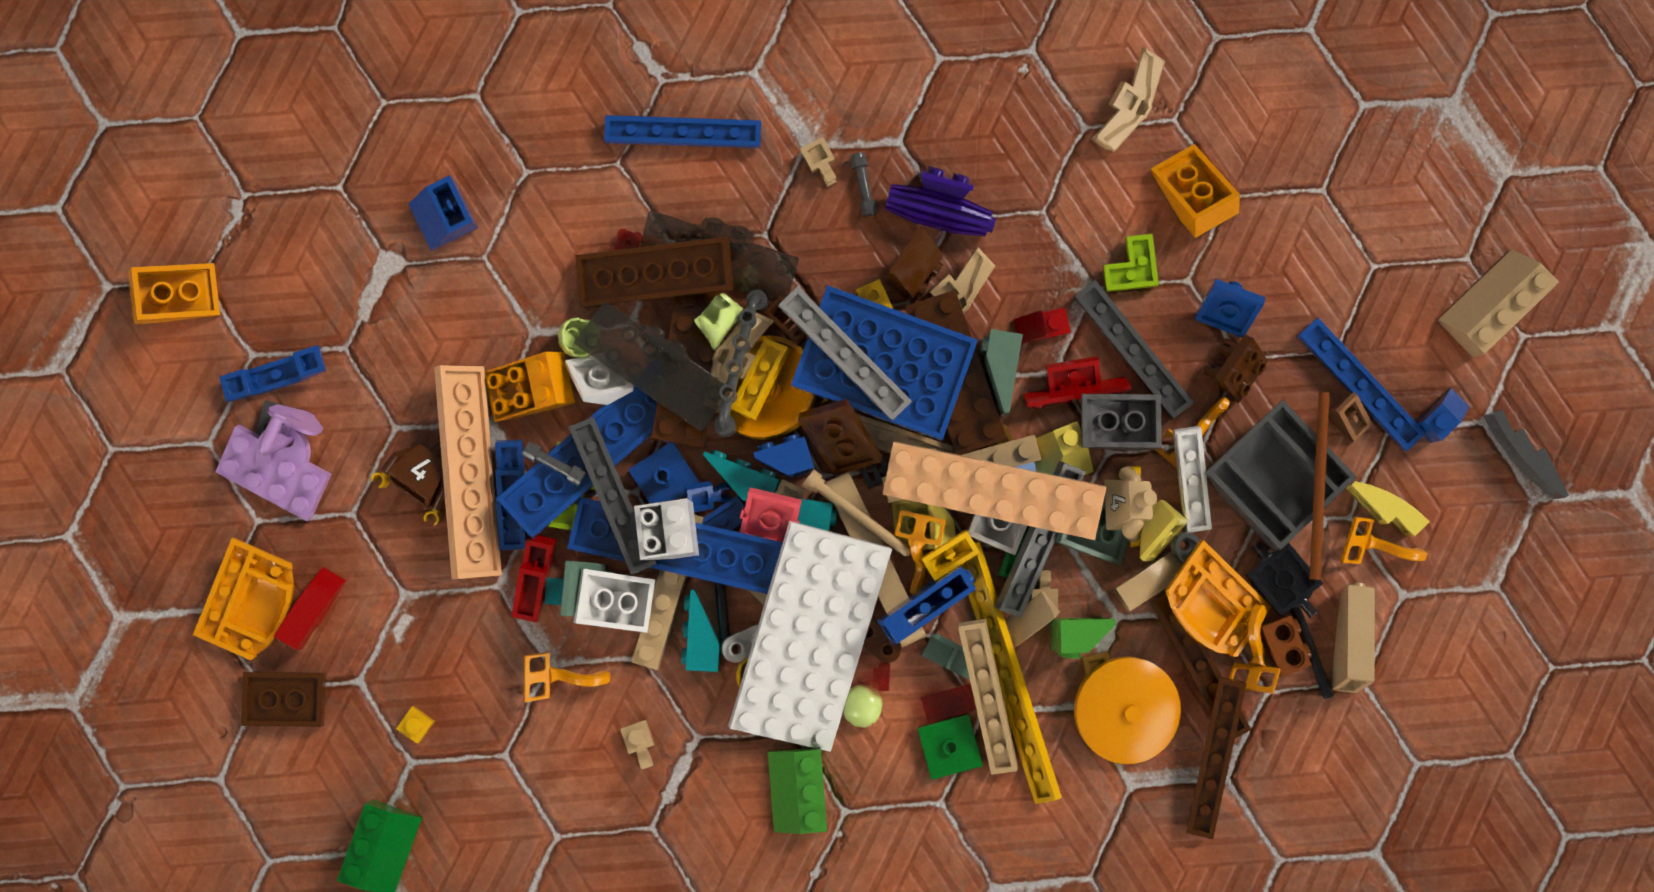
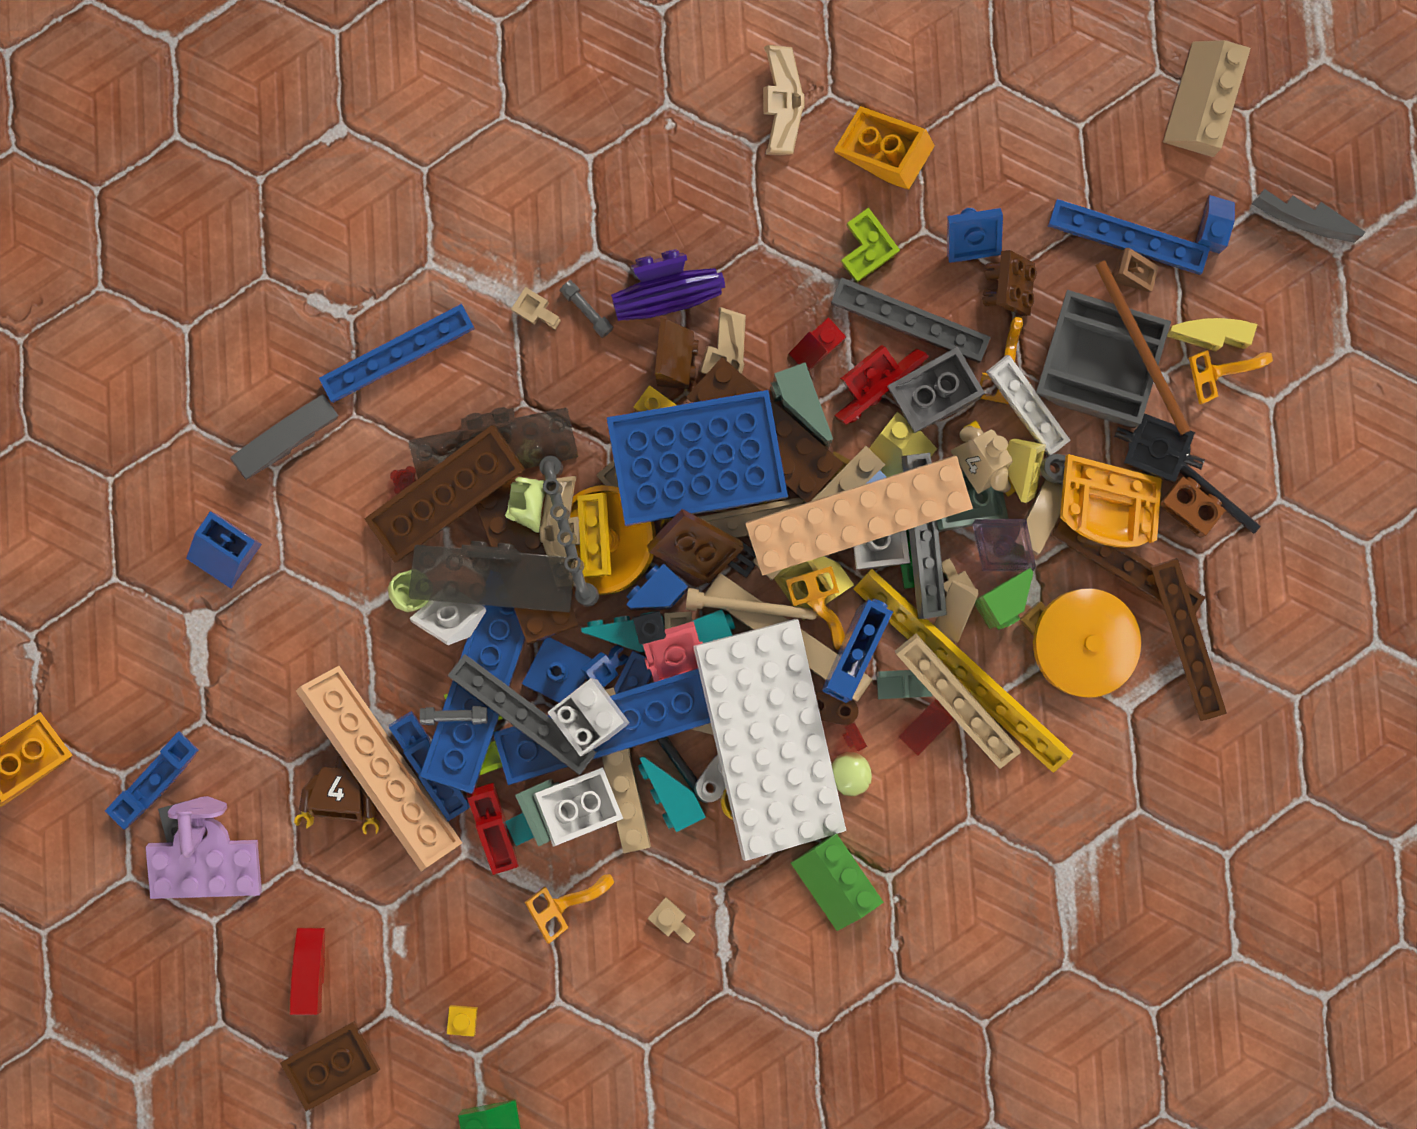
camera: 25 degrees left, 0 degrees up
(246, 600) = (246, 997): light orange slope -> none
(529, 386) = (390, 660): light orange slope -> none
(547, 148) = (284, 437): none -> dark grey slope
(761, 484) = (649, 627): none -> black bracket
(774, 312) = (573, 462): reddish brown slope -> none
(845, 353) = (657, 469): light grey plate -> none
(949, 746) = (949, 765): green plate -> none
(950, 555) = (852, 595): yellow slope -> none
(1104, 586) = (1004, 544): none -> plate
(1257, 663) = (1177, 536): light orange piece -> none
(1354, 639) = (1251, 466): tan slope -> none

